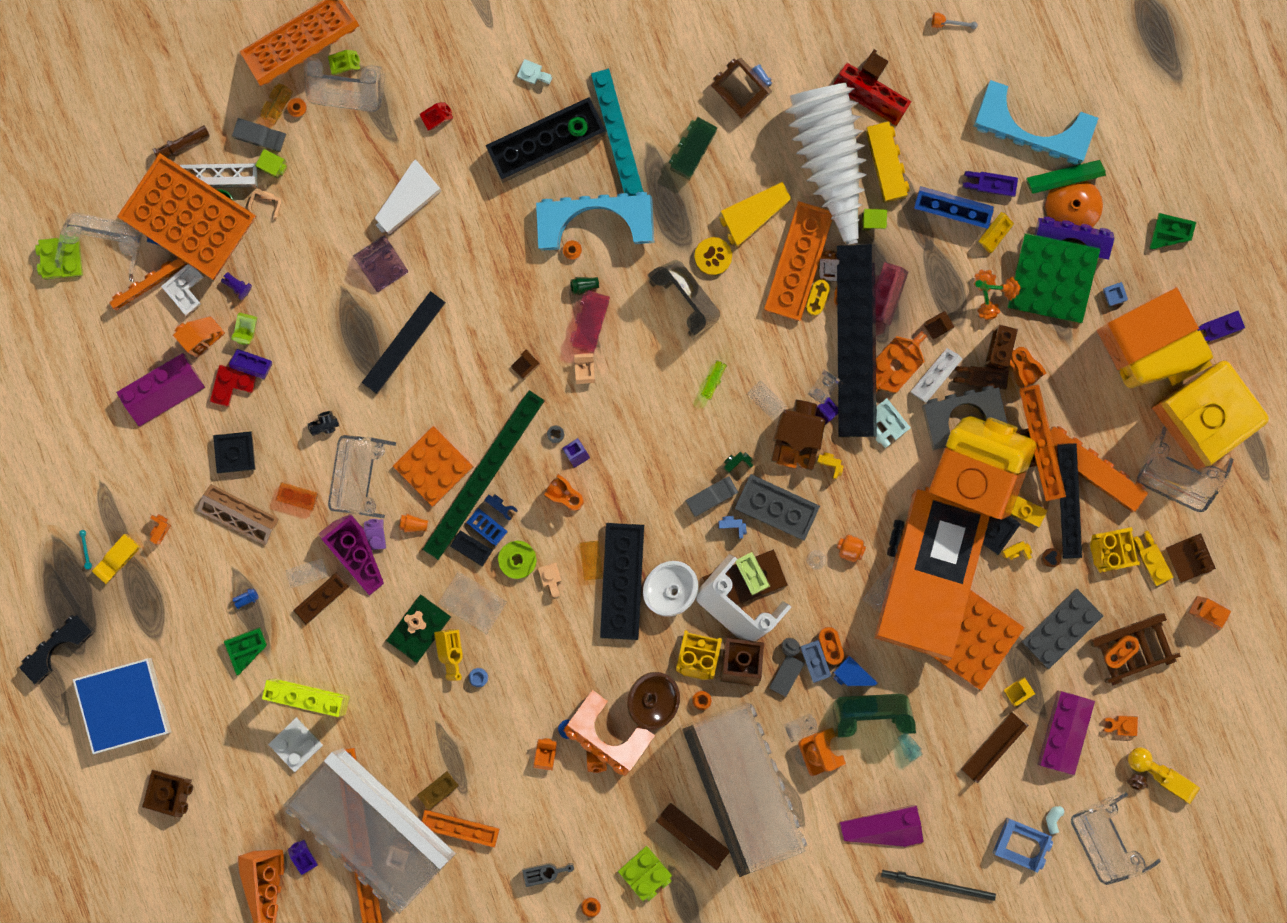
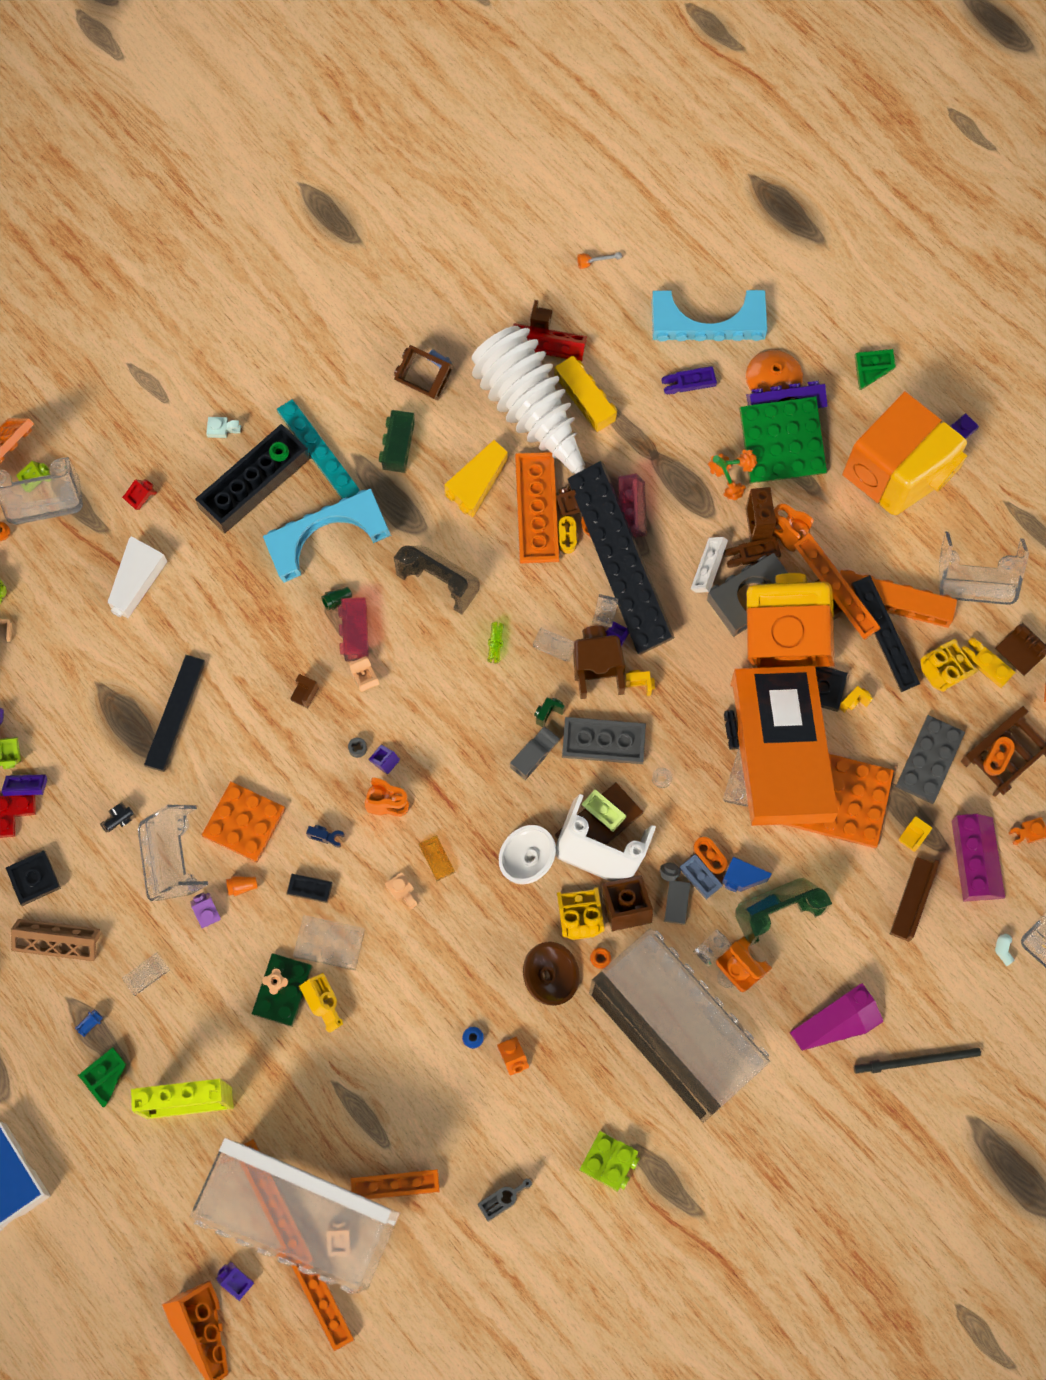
camera: 15 degrees left, 15 degrees down
(167, 793) = (64, 1263): reddish brown plate -> none
(295, 744) = (189, 1160): white plate -> none
(297, 496) = (112, 899): clear orange plate -> none
(321, 598) = (169, 995): reddish brown tile -> none
(350, 545) = (184, 930): magenta wedge -> none
(380, 263) = (128, 645): bracket -> none
(438, 790) = (358, 1152): pearl gold plate -> none
(478, 677) = (361, 1018): medium blue plate -> none
(483, 475) = (297, 813): dark green plate -> none
(498, 538) = (327, 856): blue slope -> none
(527, 555) = (353, 892): lime plate -> none
(545, 754) = (458, 1071): orange bracket -> none
(576, 254) = (313, 575): orange plate -> none
(582, 729) = (536, 1044): arch -> none
(591, 900) = (565, 1212): orange plate -> none
(622, 581) = (475, 867): black plate -> none
(693, 836) = (644, 1103): reddish brown panel -> none
(713, 256) = (452, 531): yellow tile -> none
(729, 522) = (564, 771): medium blue bracket -> none
(790, 458) = (598, 688): orange plate -> none
(851, 548) = (692, 753): orange head -> none
(874, 219) = (592, 444): lime panel -> none
(891, 421) = (683, 621): light aqua plate -> none
(910, 358) = (669, 554): orange plate -> none
(910, 747) = (830, 929): clear light blue cone -> none
(938, 325) = (692, 519): reddish brown panel -> none
(954, 207) = (664, 409): blue brick -> none
(996, 232) = (712, 420): yellow plate -> none
(1028, 512) = (850, 660): yellow plate -> none
(1031, 863) = (1003, 974): medium blue panel -> none
(1051, 557) = (890, 695): reddish brown tile -> none
(1066, 176) = (756, 352): green tile -> none
(1115, 294) = (846, 437): medium blue plate -> none
(1211, 414) = (984, 504): yellow piece -> none

